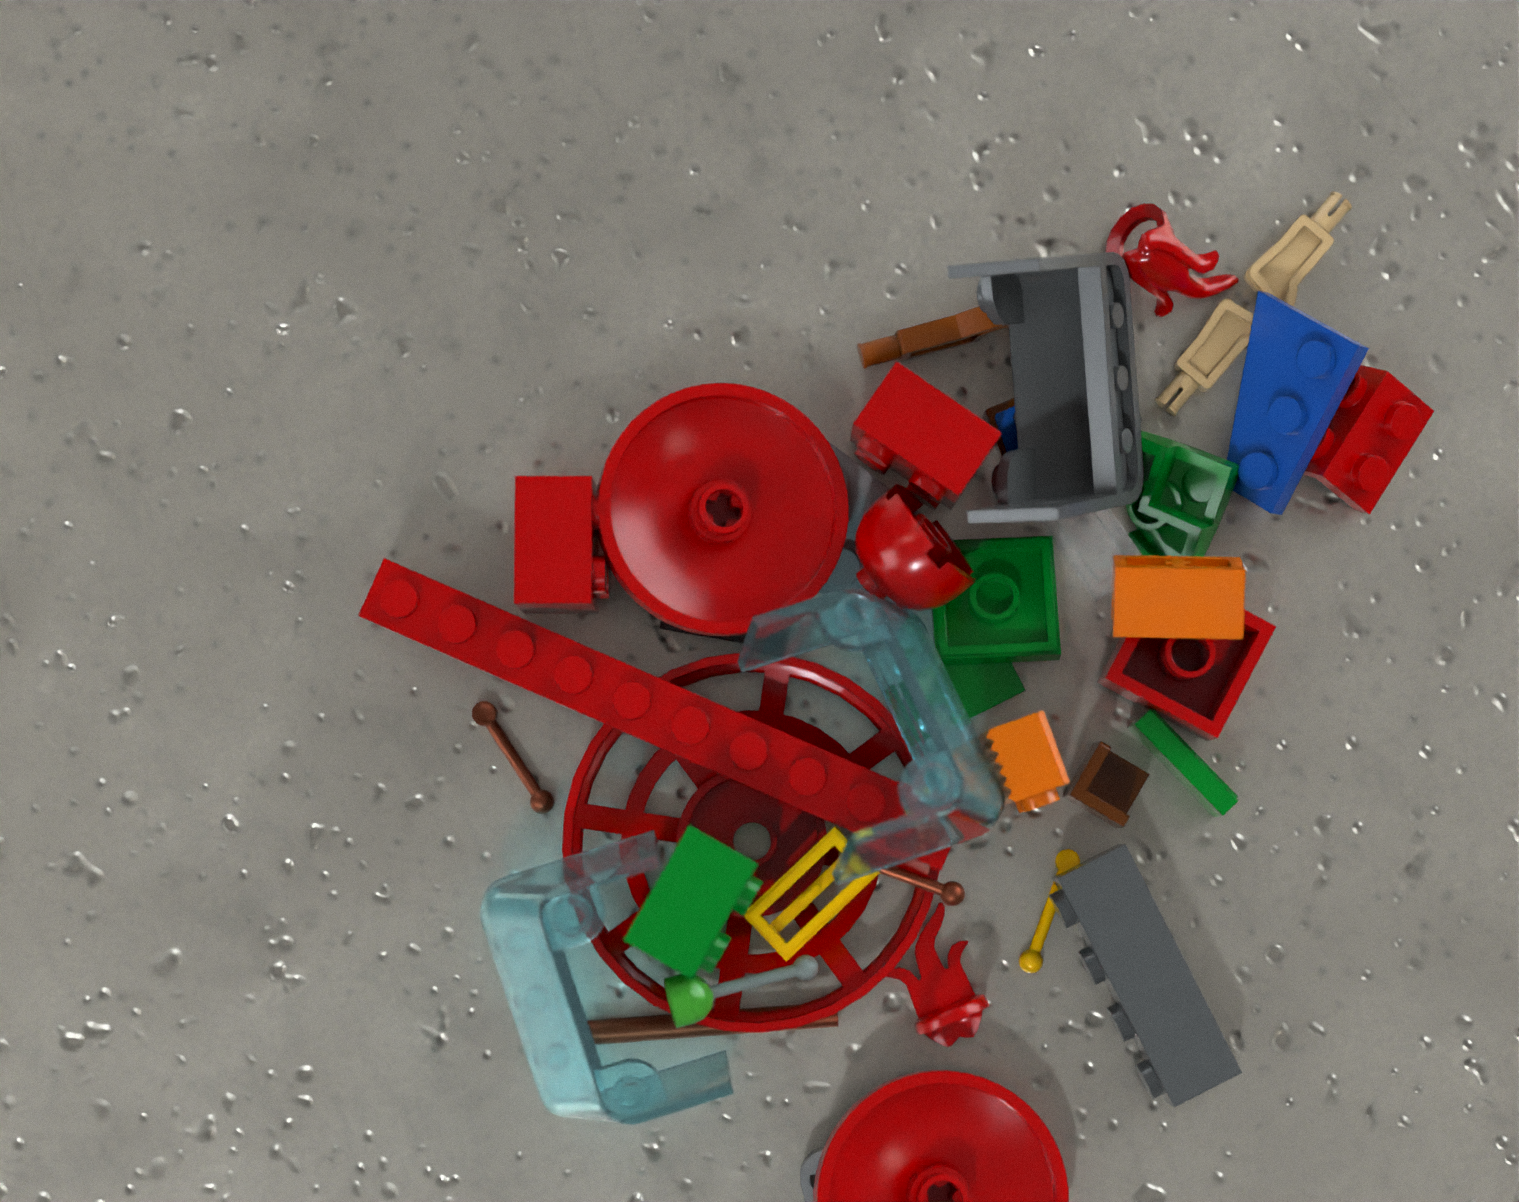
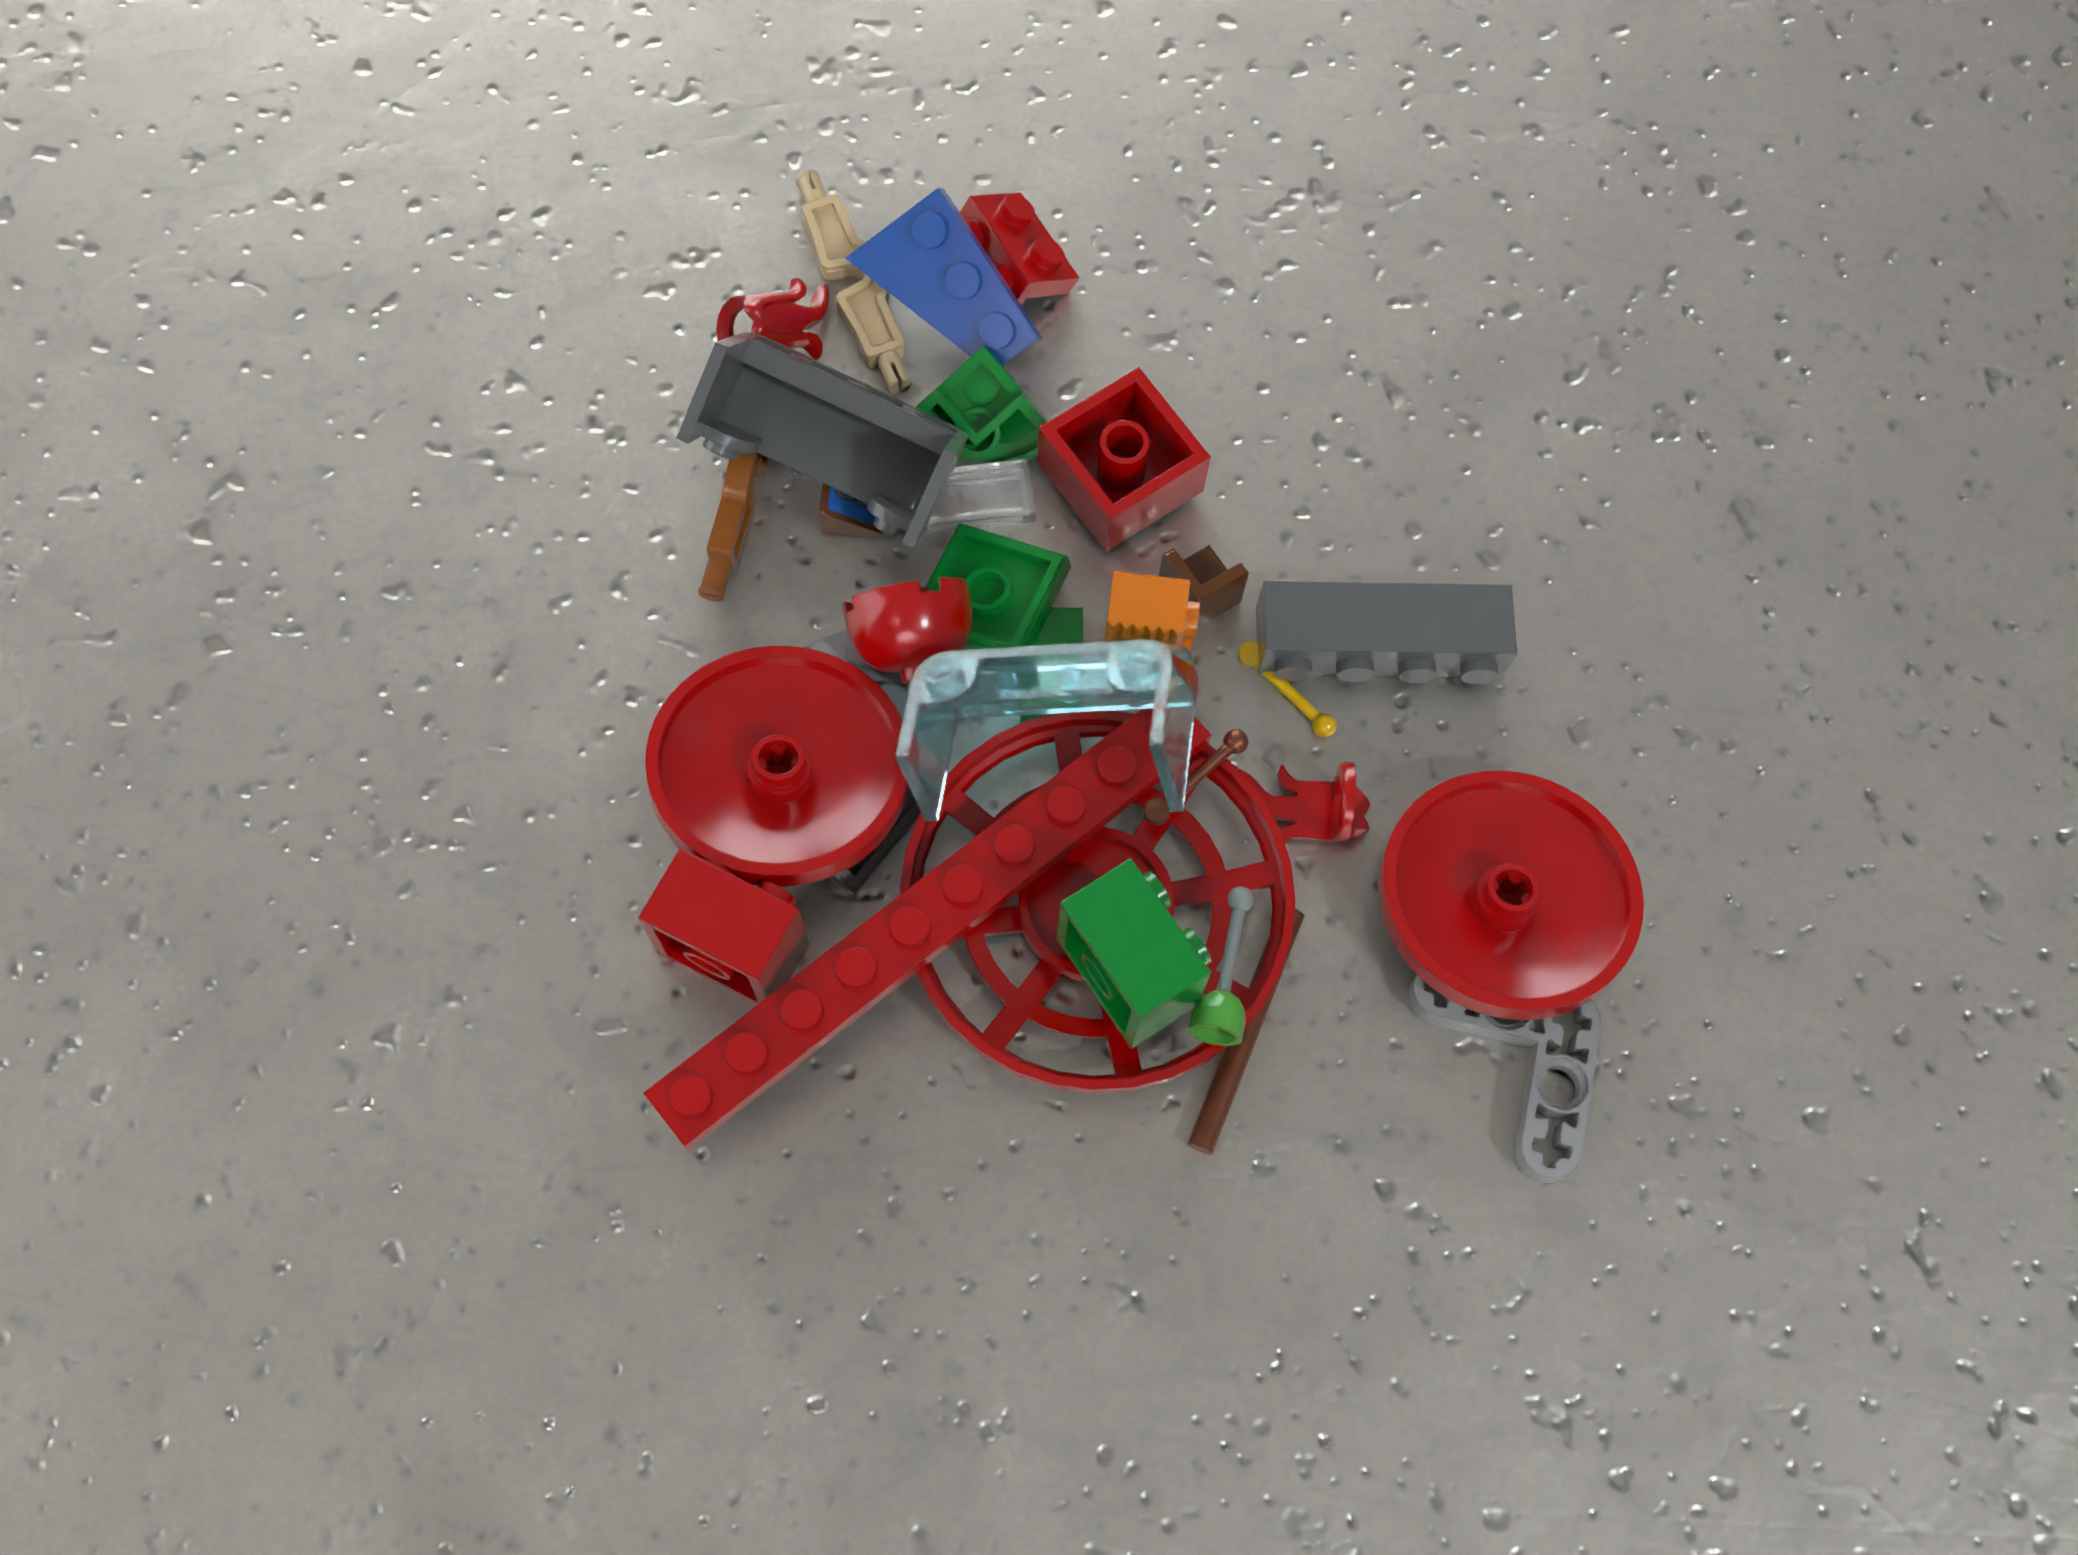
camera: 70 degrees left, 15 degrees down
(485, 714) = (846, 1094): copper hinge -> none
(528, 927) = (1093, 1140): clear light blue windscreen -> none
(771, 930) = (1156, 805): yellow tile -> none
(922, 438) = (810, 564): red brick -> none
(1178, 596) = (1073, 419): orange hinge -> none
(1183, 763) = (1214, 512): green tile -> none

